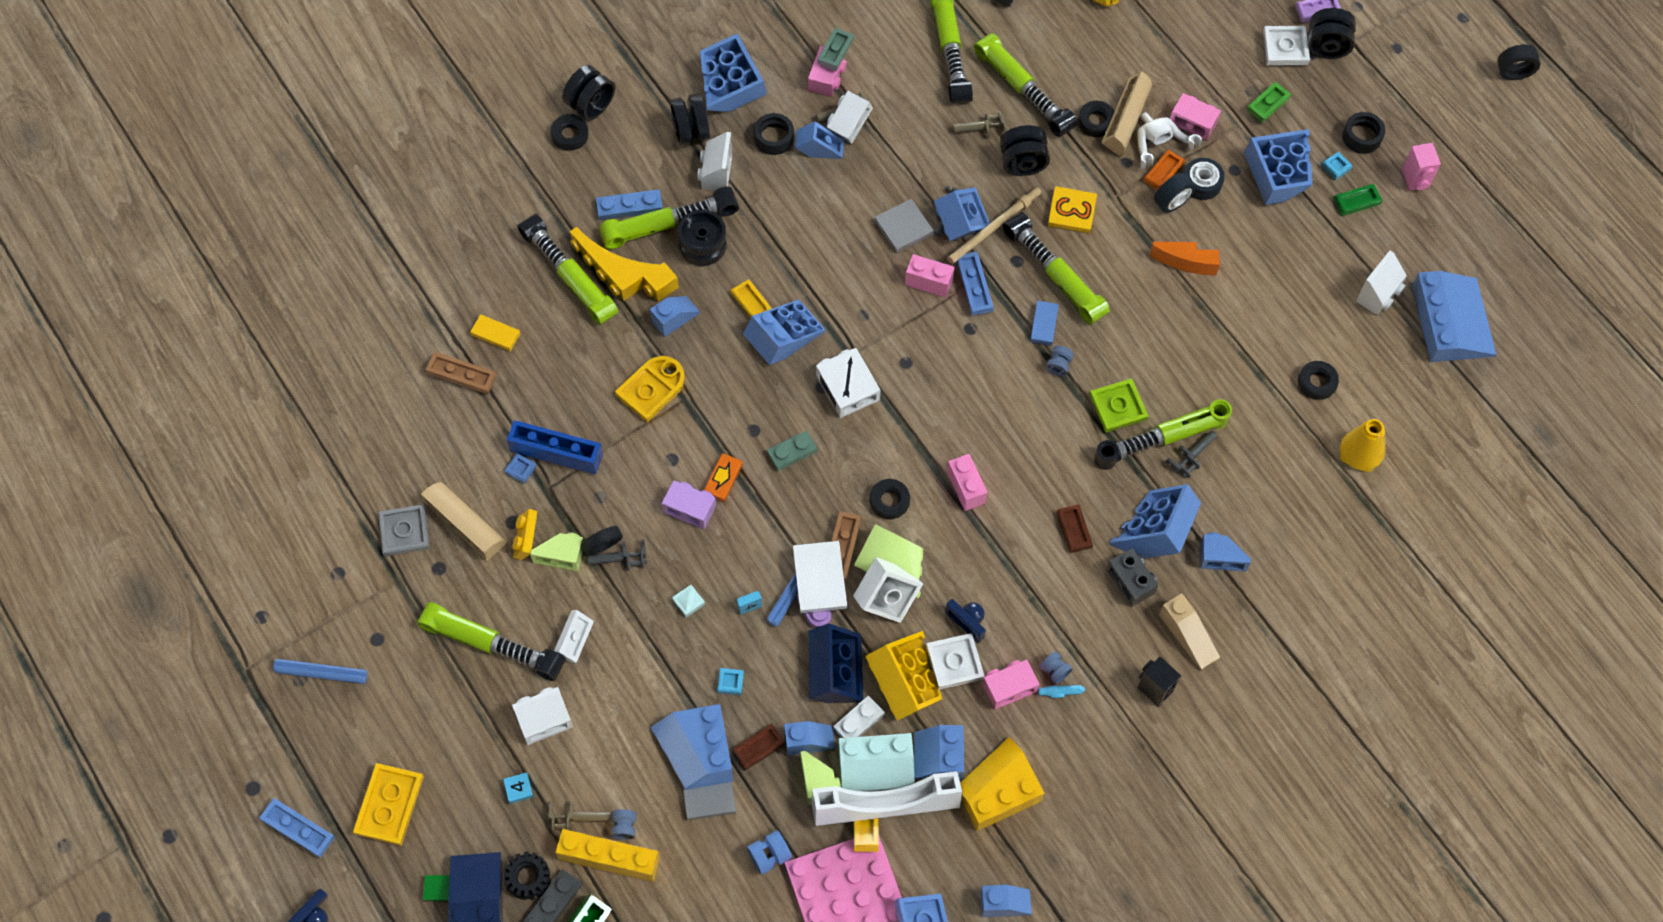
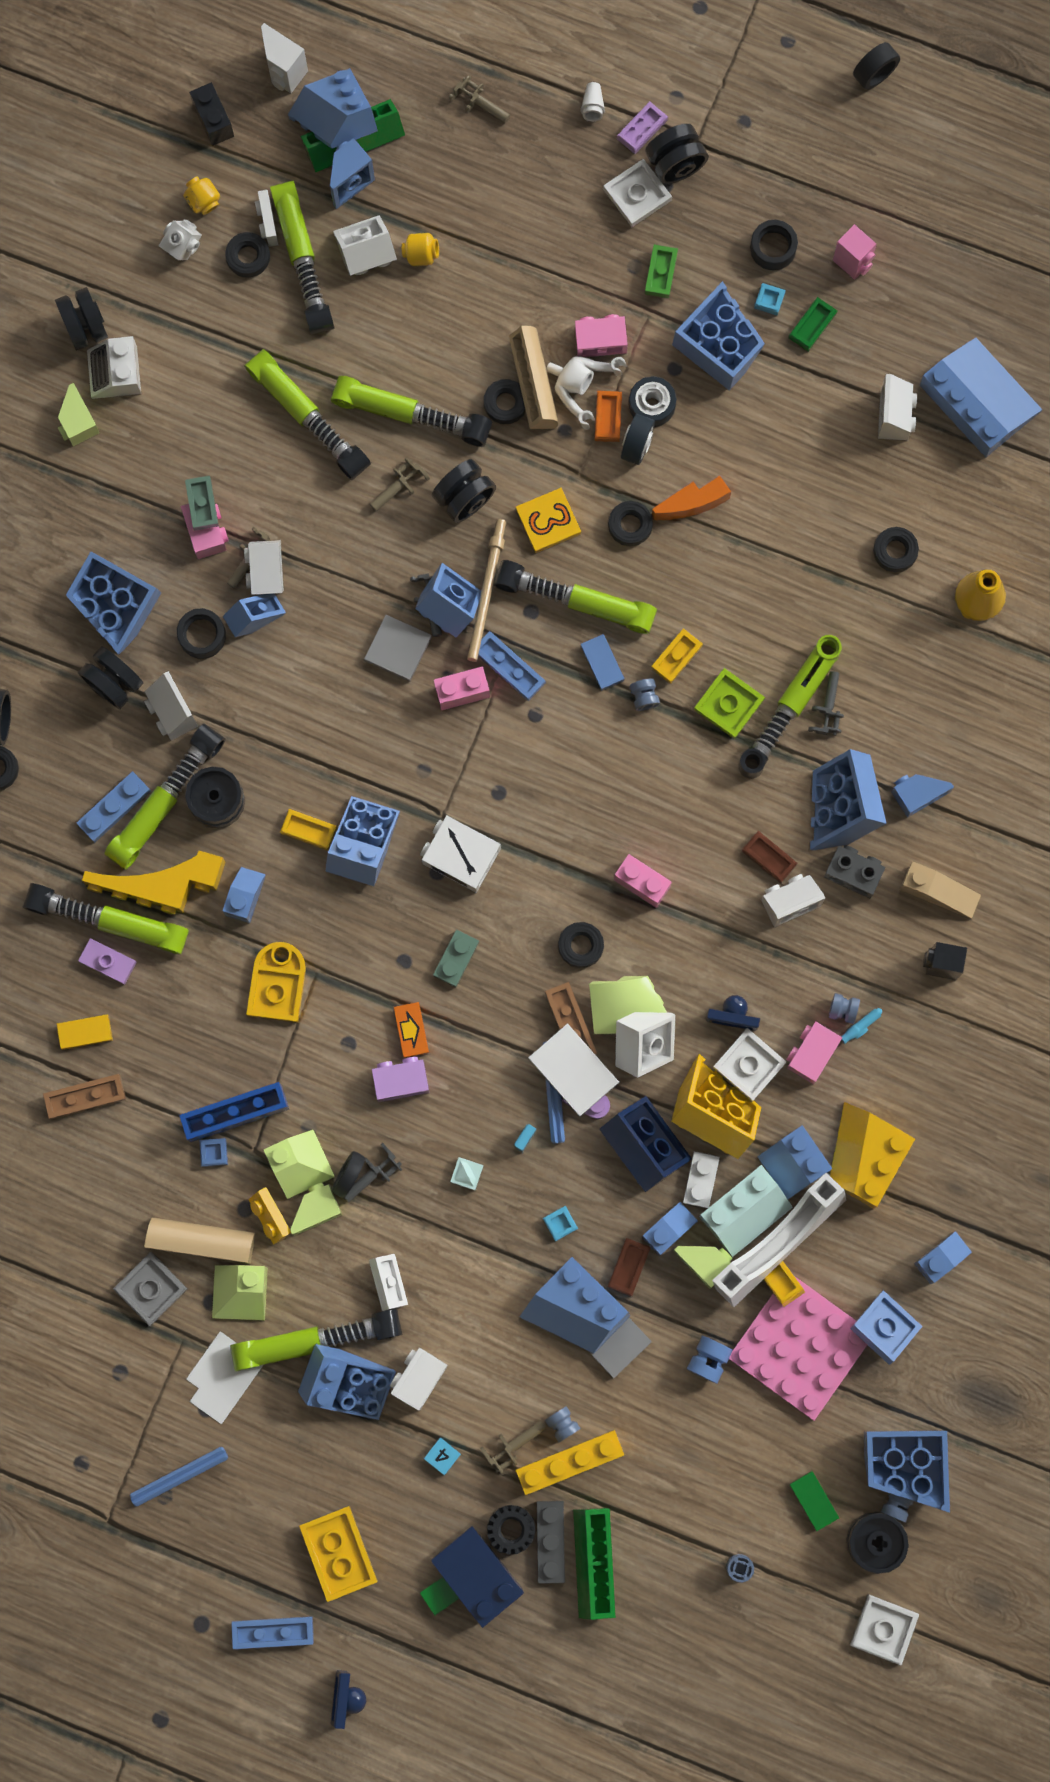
camera: 30 degrees left, 15 degrees up
(400, 626) = (218, 1381): none -> white sticker
(465, 573) = (239, 1292): none -> yellowish green slope
(487, 684) = (345, 1383): none -> medium blue slope
(547, 298) = (107, 961): none -> lavender plate
(573, 511) = (299, 1163): none -> yellowish green slope
(1070, 566) = (792, 900): none -> white slope
(1102, 350) = (677, 656): none -> yellow plate
(1126, 257) = (630, 538): none -> black tyre

